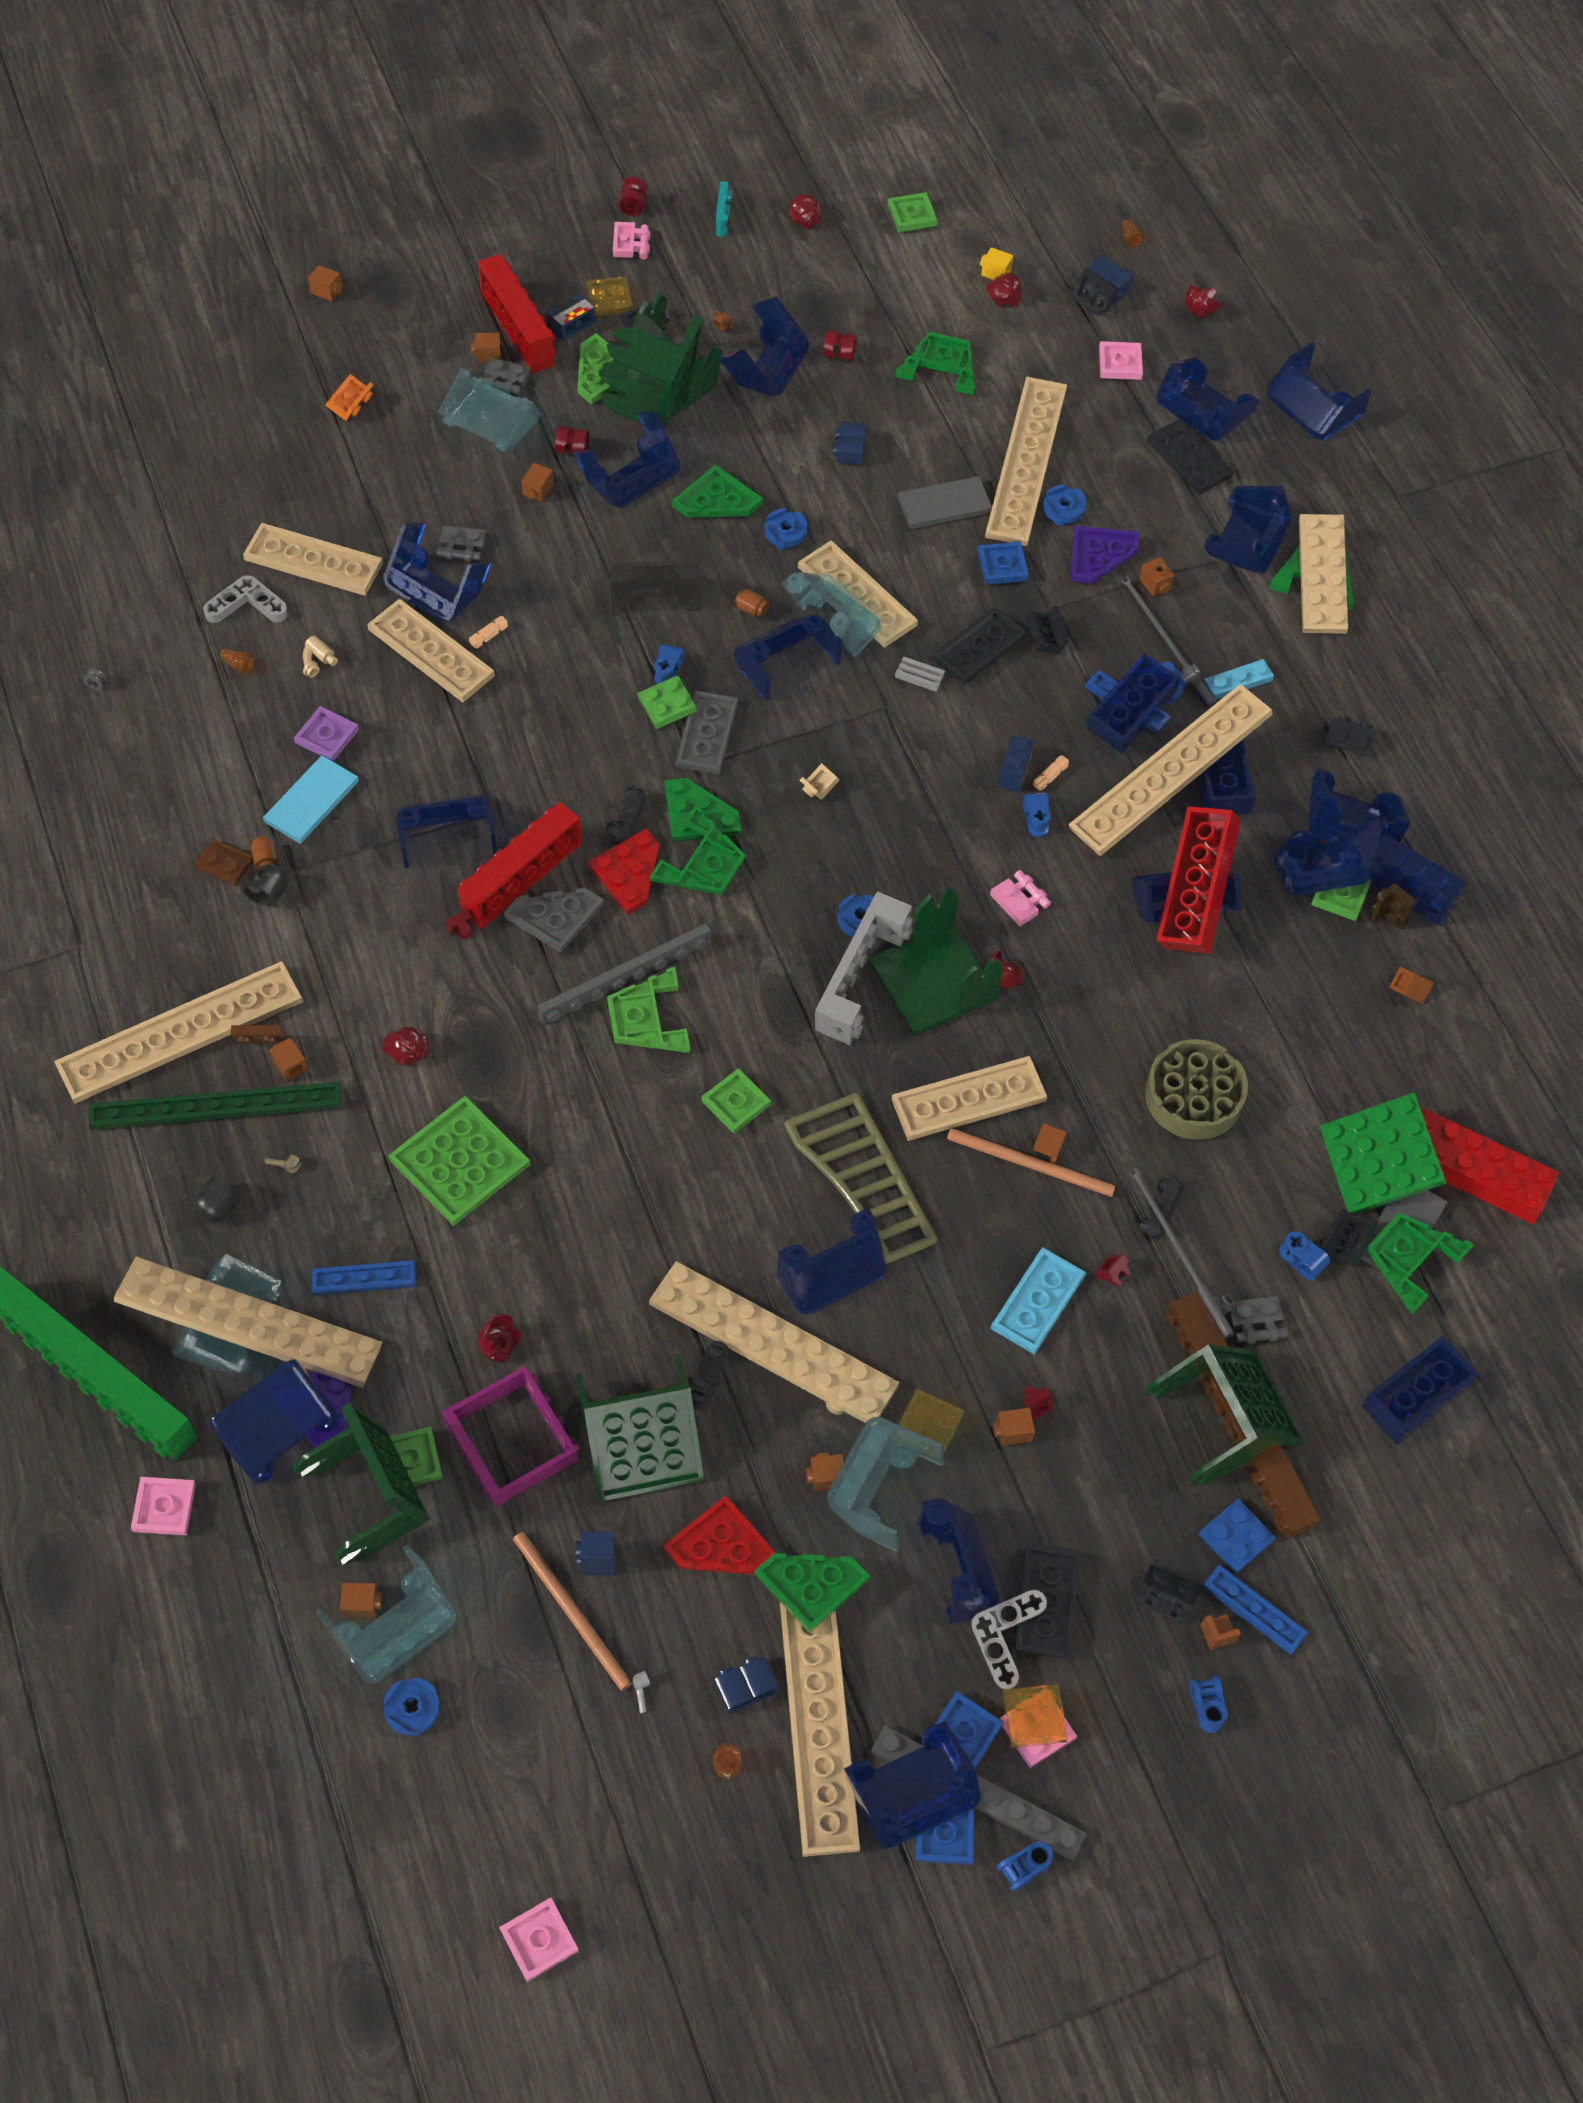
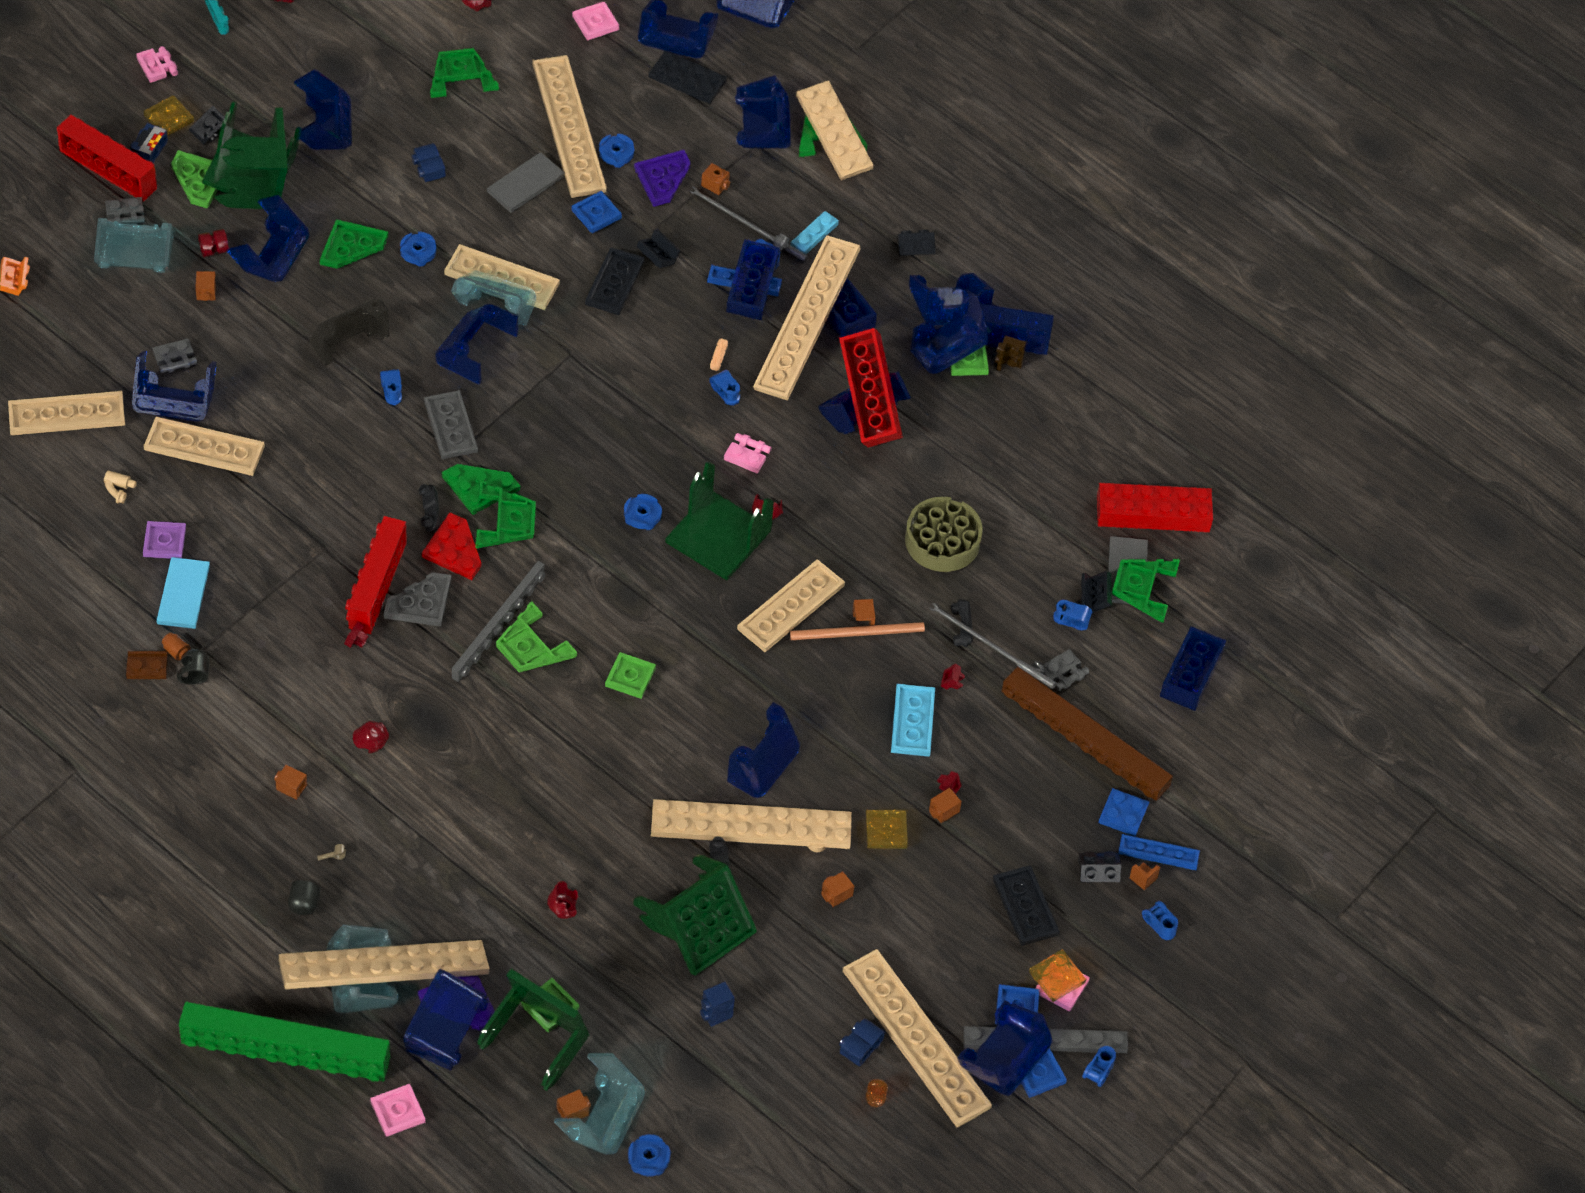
camera: 30 degrees left, 5 degrees down
(177, 1032) = (195, 797): tan plate -> none
(214, 1105) = (256, 836): dark green plate -> none
(239, 661) = (59, 513): clear orange cone -> none
(248, 594) = (34, 460): light grey beam -> none
(257, 1034) = (259, 773): reddish brown plate -> none
(364, 1278) = (440, 905): blue tile -> none
(441, 812) = (275, 570): clear blue windscreen -> none
(459, 1160) = (459, 798): bright green plate -> none
(486, 346) = (97, 194): dark orange brick -> none
(486, 1397) = (596, 986): magenta window -> none
(488, 632) = (239, 415): light nougat axle -> none
(572, 1611) = (718, 1050): nougat piece -> none
(633, 196) = (138, 27): dark red wheel -> none
(640, 1681) = (790, 1073): light grey hand -> none
(667, 702) = (408, 414): bright green plate -> none
(719, 1542) = (792, 964): red plate -> none
(722, 321) = (271, 102): dark orange plate -> none
(752, 603) = (427, 315): dark orange brick -> none
(811, 1584) = (869, 960): green plate -> none
(819, 782) = (557, 427): tan bracket -> none
(838, 1179) = (732, 697): olive bar -> none
(845, 350) = (382, 88): dark red wheel -> none
(876, 1448) = (865, 854): clear light blue windscreen -> none
(883, 919) = (671, 586): light grey plate -> none
(921, 671) = (582, 316): light grey tile -> none
(975, 1588) = (936, 884): clear blue windscreen -> none
(999, 1625) = (1003, 932): light grey beam -> none
(1015, 763) = (691, 357): dark blue brick -> none
(1250, 1397) = (1091, 717): dark green piece -> none
(1382, 1154) = (1090, 525): green plate -> none
(1411, 985) = (1049, 403): dark orange panel -> none

